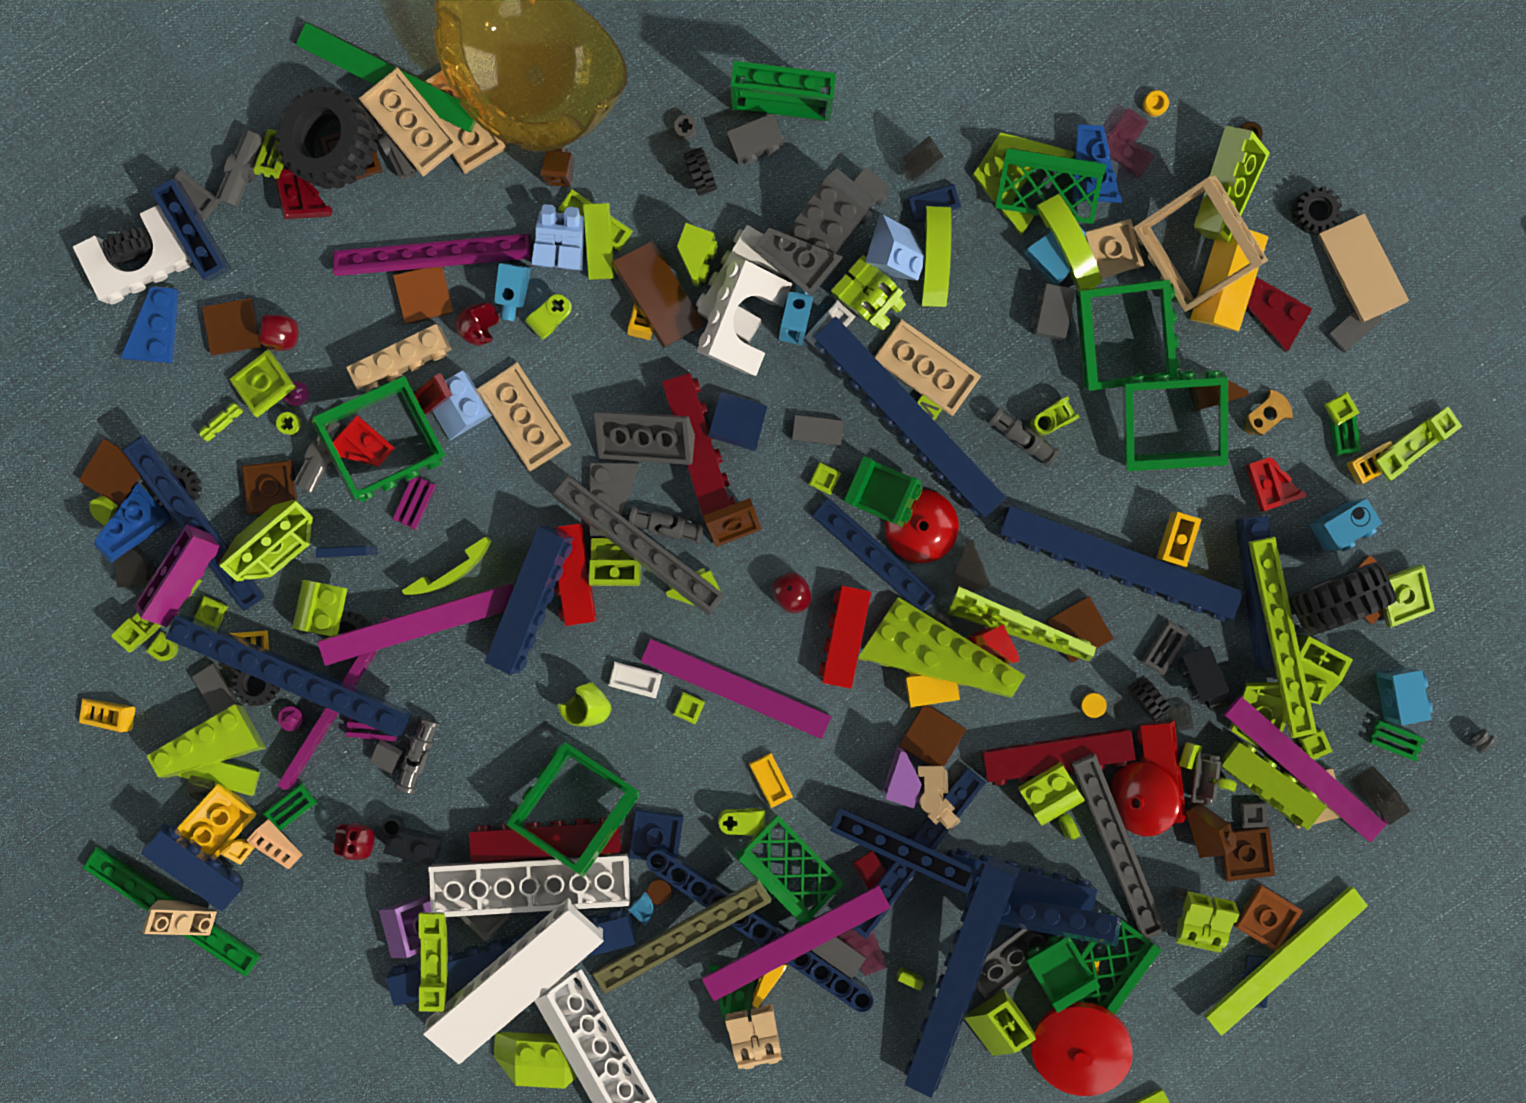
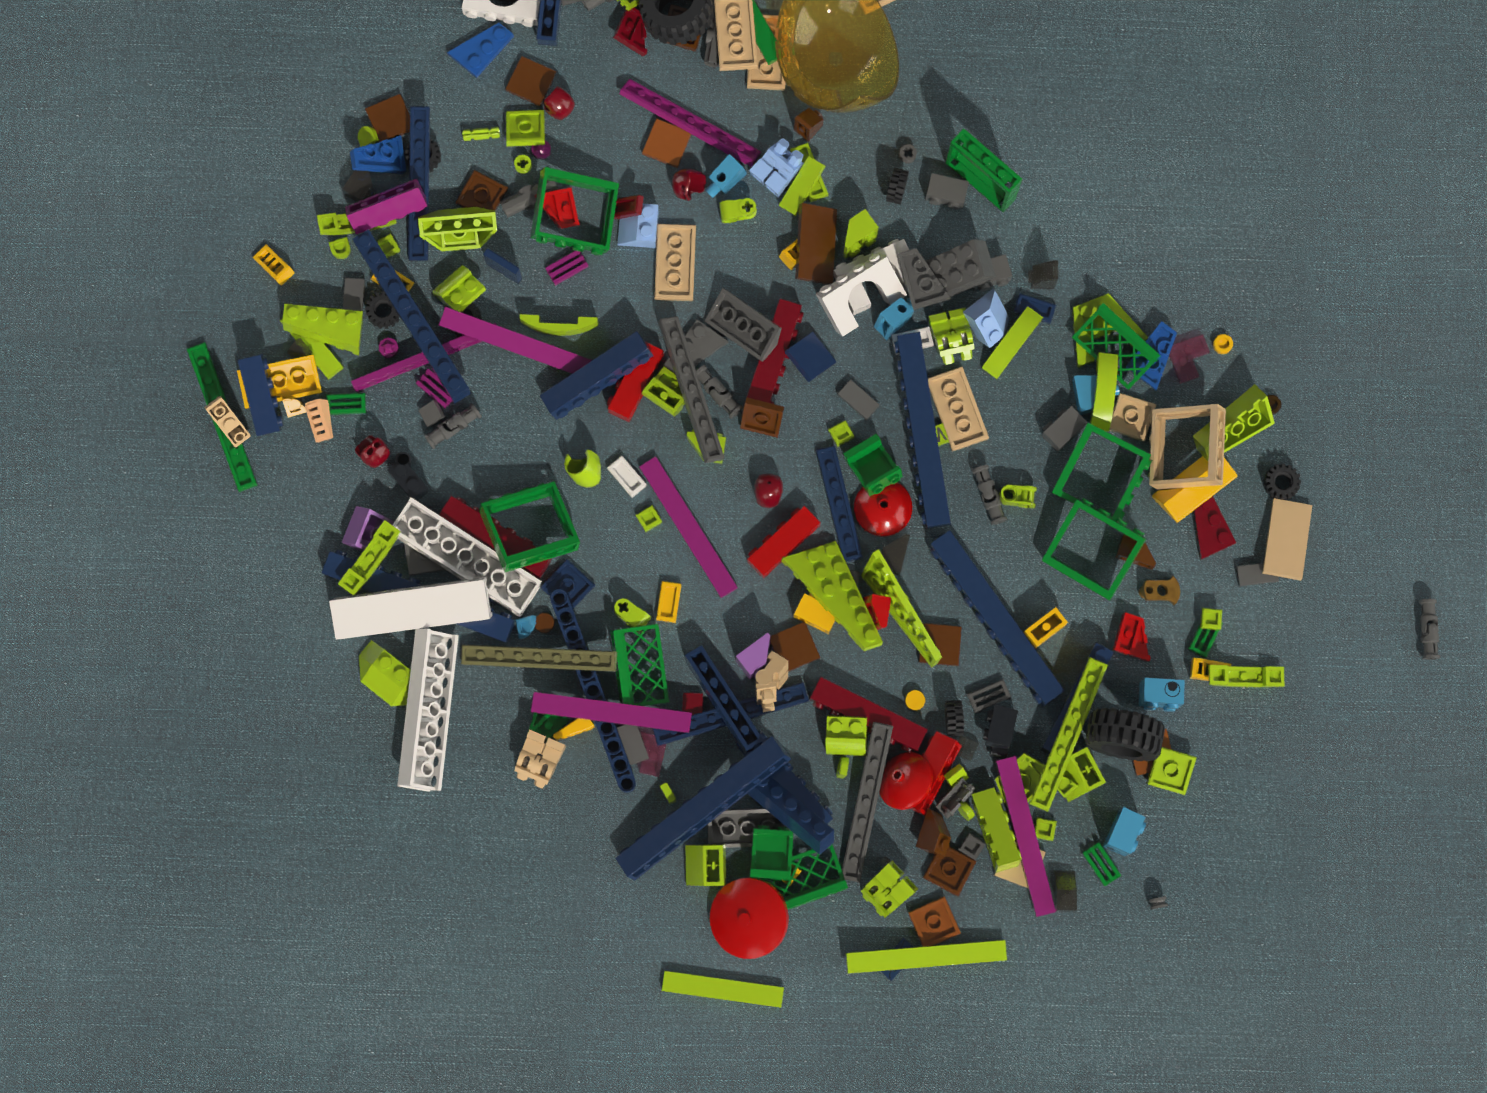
camera: 35 degrees right, 10 degrees down
(399, 358) = (624, 171): tan brick -> none

